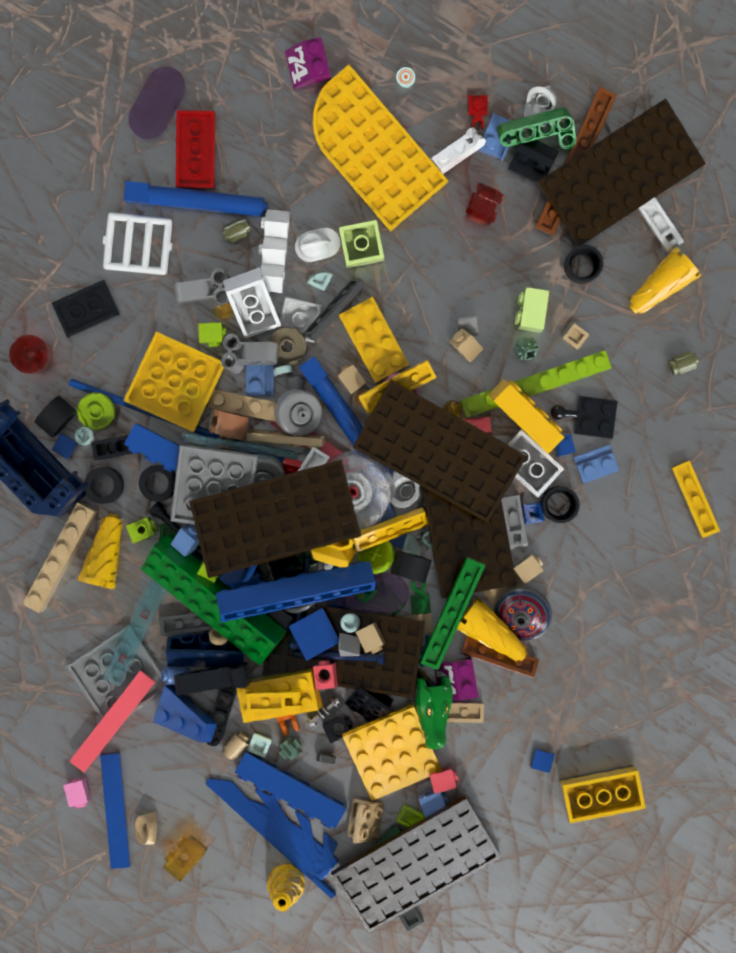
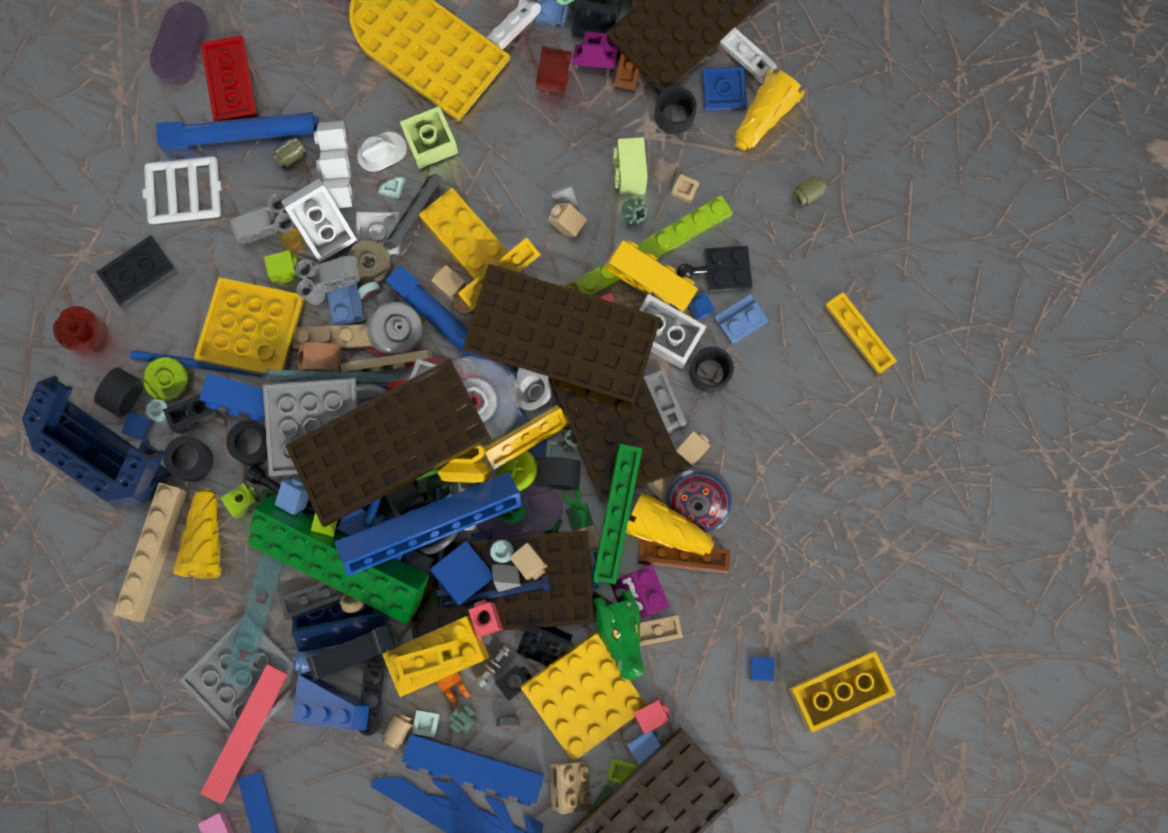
camera: 20 degrees left, 10 degrees down
(524, 194) = (595, 52): none -> magenta brick
(532, 513) = (683, 387): blue tile -> none
(631, 251) = (724, 88): none -> blue tile

